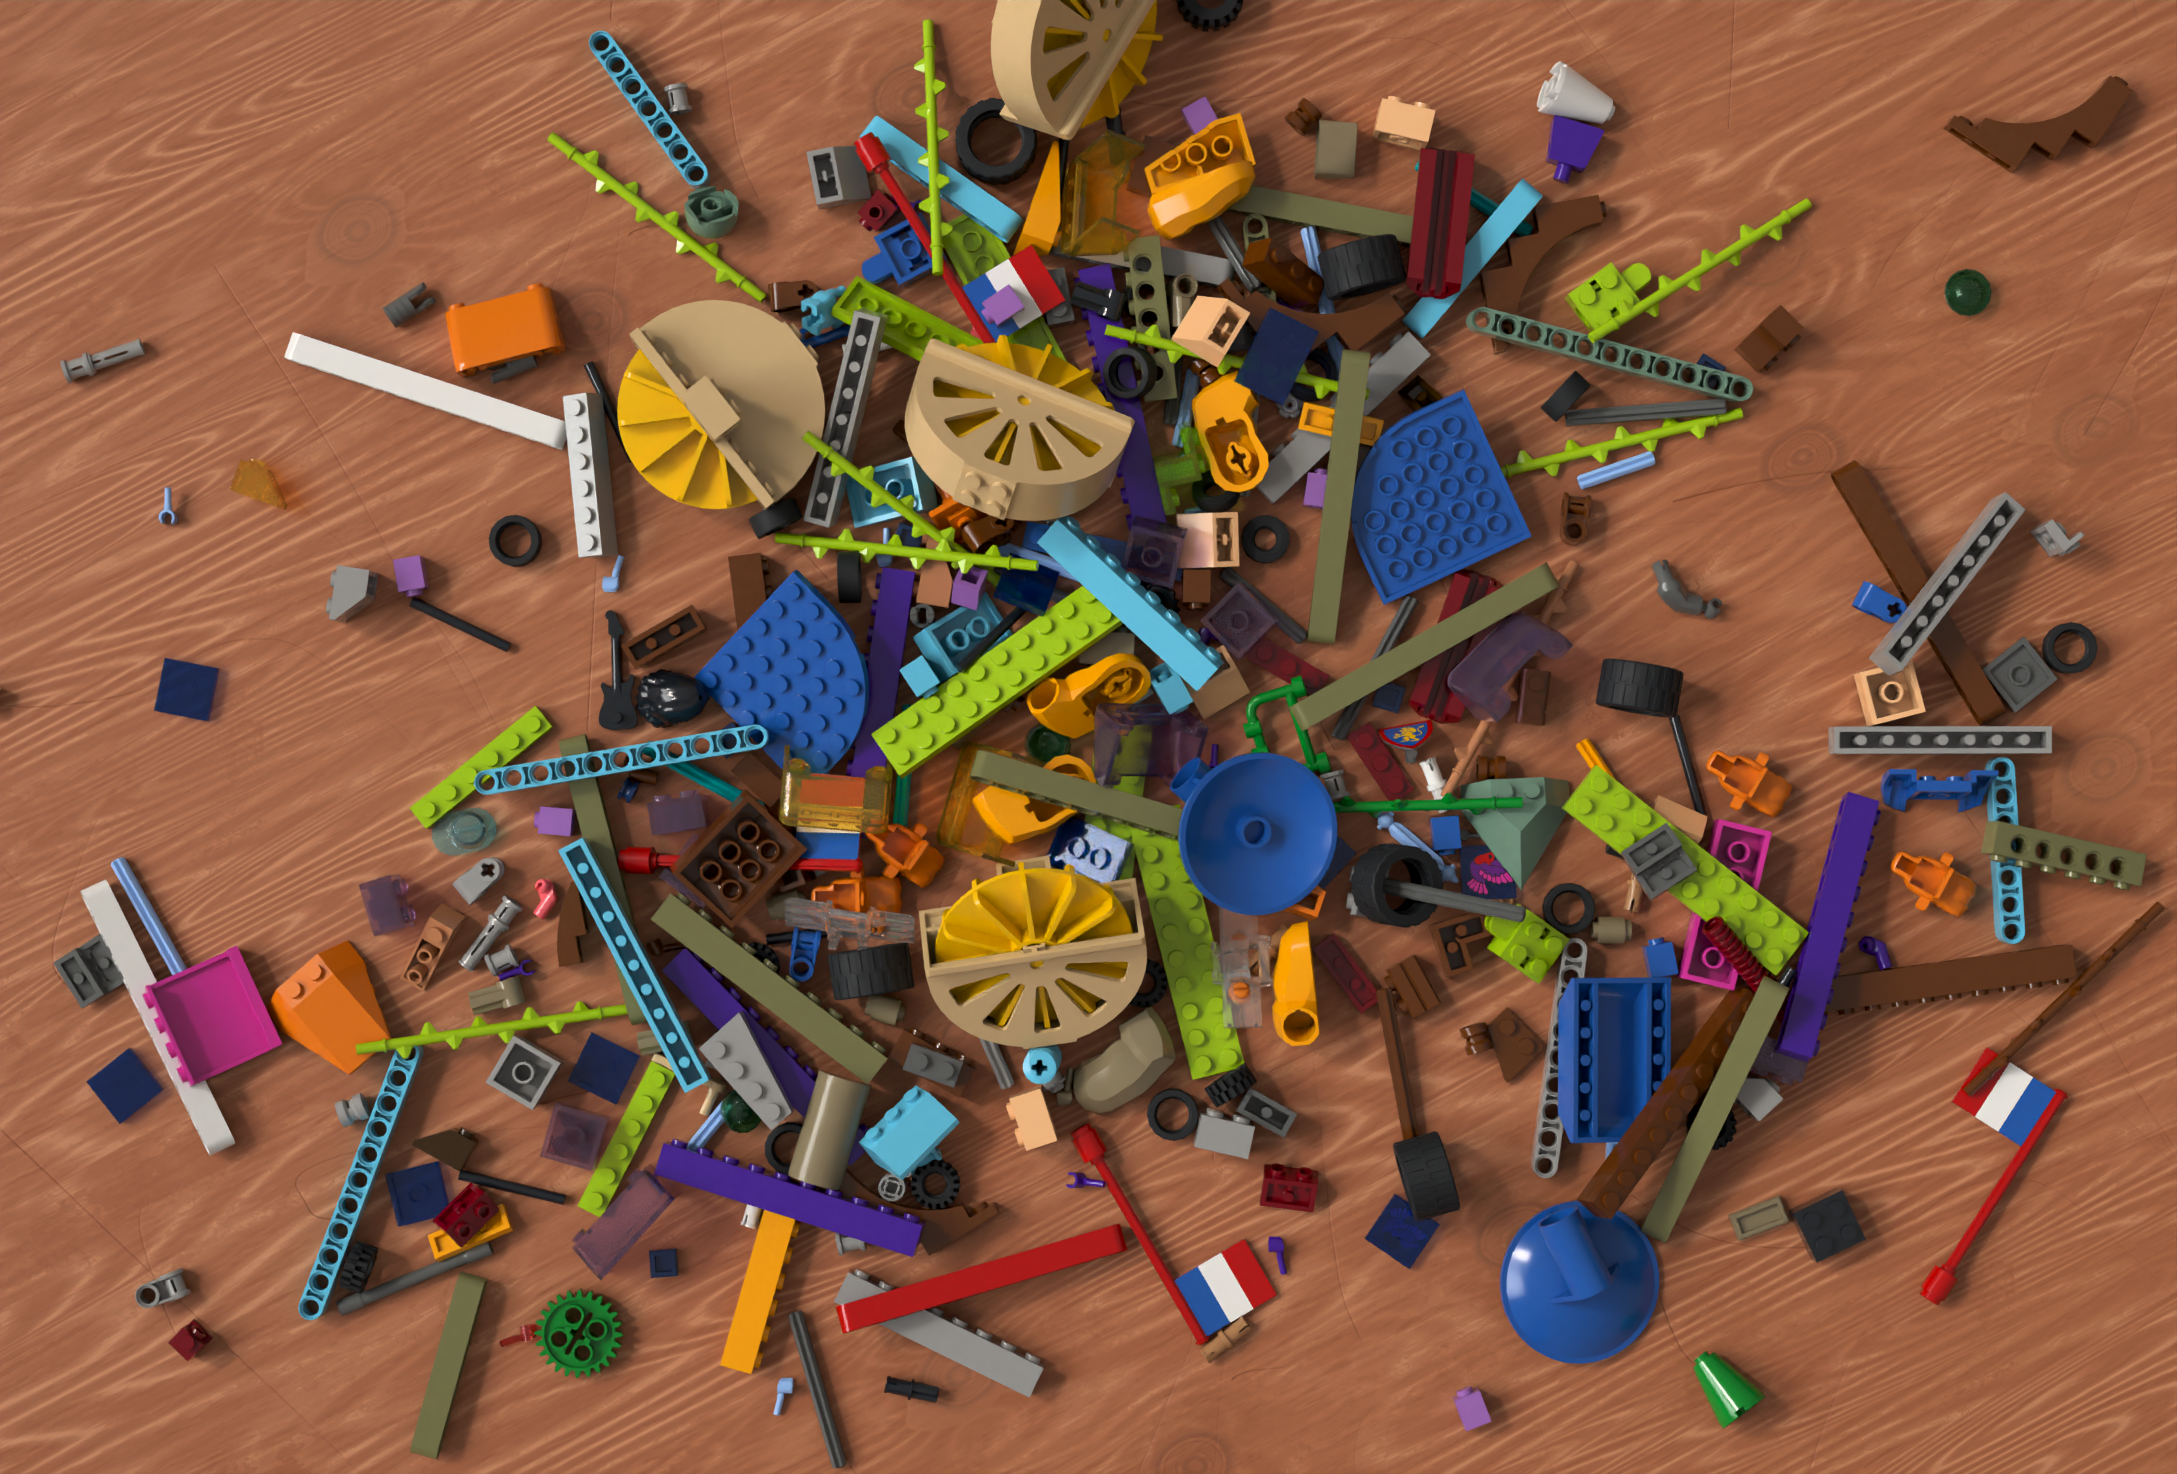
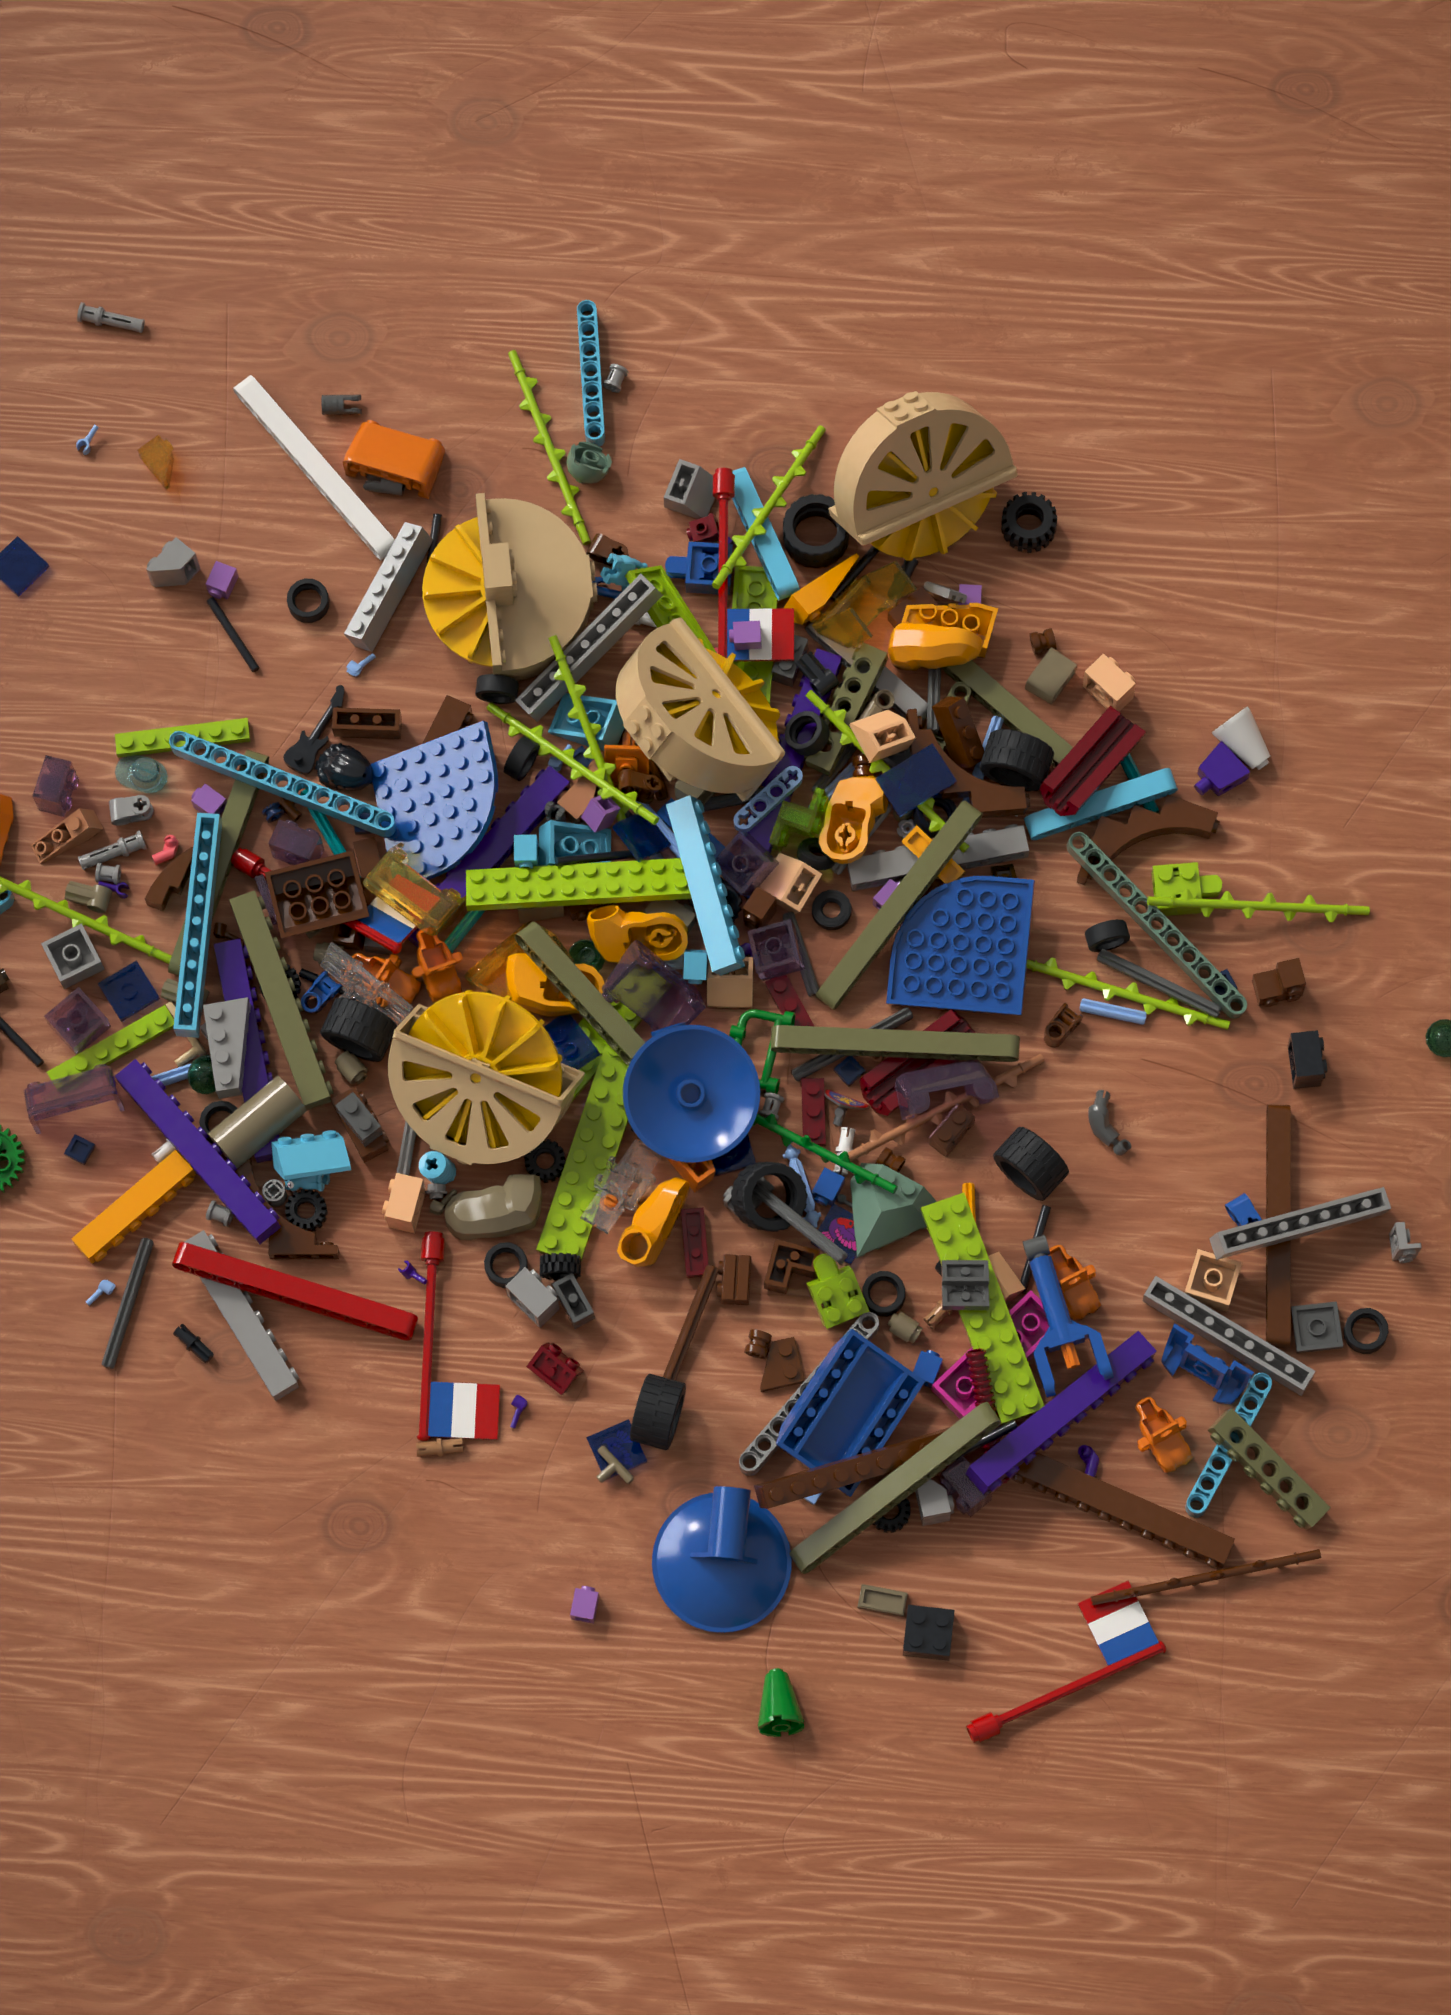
camera: 35 degrees right, 15 degrees down
(1133, 466) = (770, 801): none -> light blue beam
(1172, 127) = (945, 592): none -> light grey tile
(1412, 1252) = (614, 1465): none -> dark tan piece
(1780, 844) = (1062, 1331): none -> blue piece
(1846, 404) = (1306, 1059): none -> black brick

